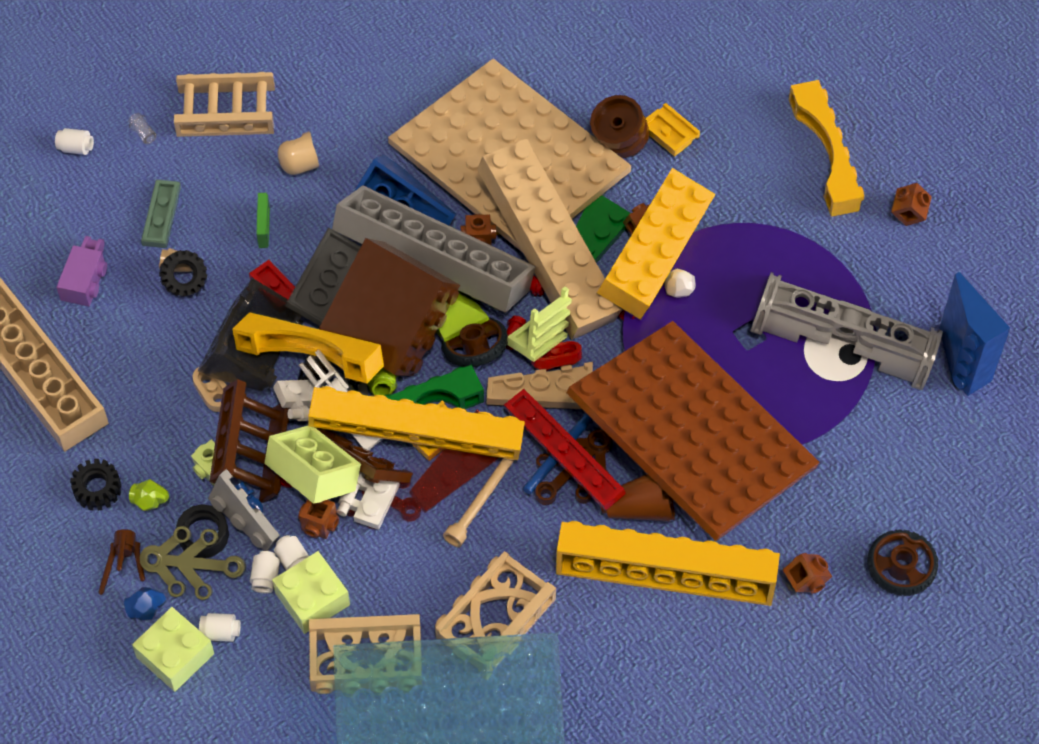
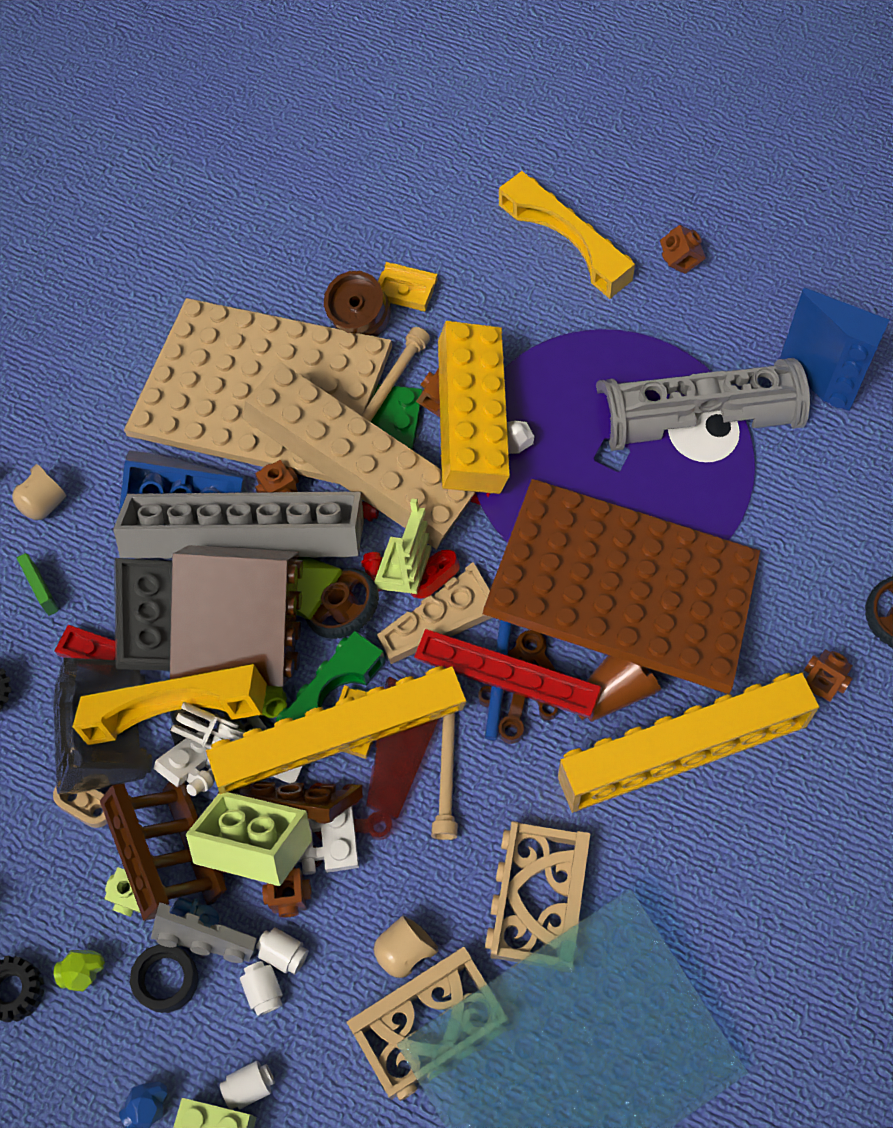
camera: 25 degrees left, 5 degrees up
(123, 546) = (81, 1047): reddish brown plant -> none
(187, 561) = (168, 1027): olive plant -> none
(311, 591) = (327, 984): yellowish green brick -> none
(377, 592) = (403, 947): none -> tan helmet
(652, 176) = (415, 342): none -> tan piece

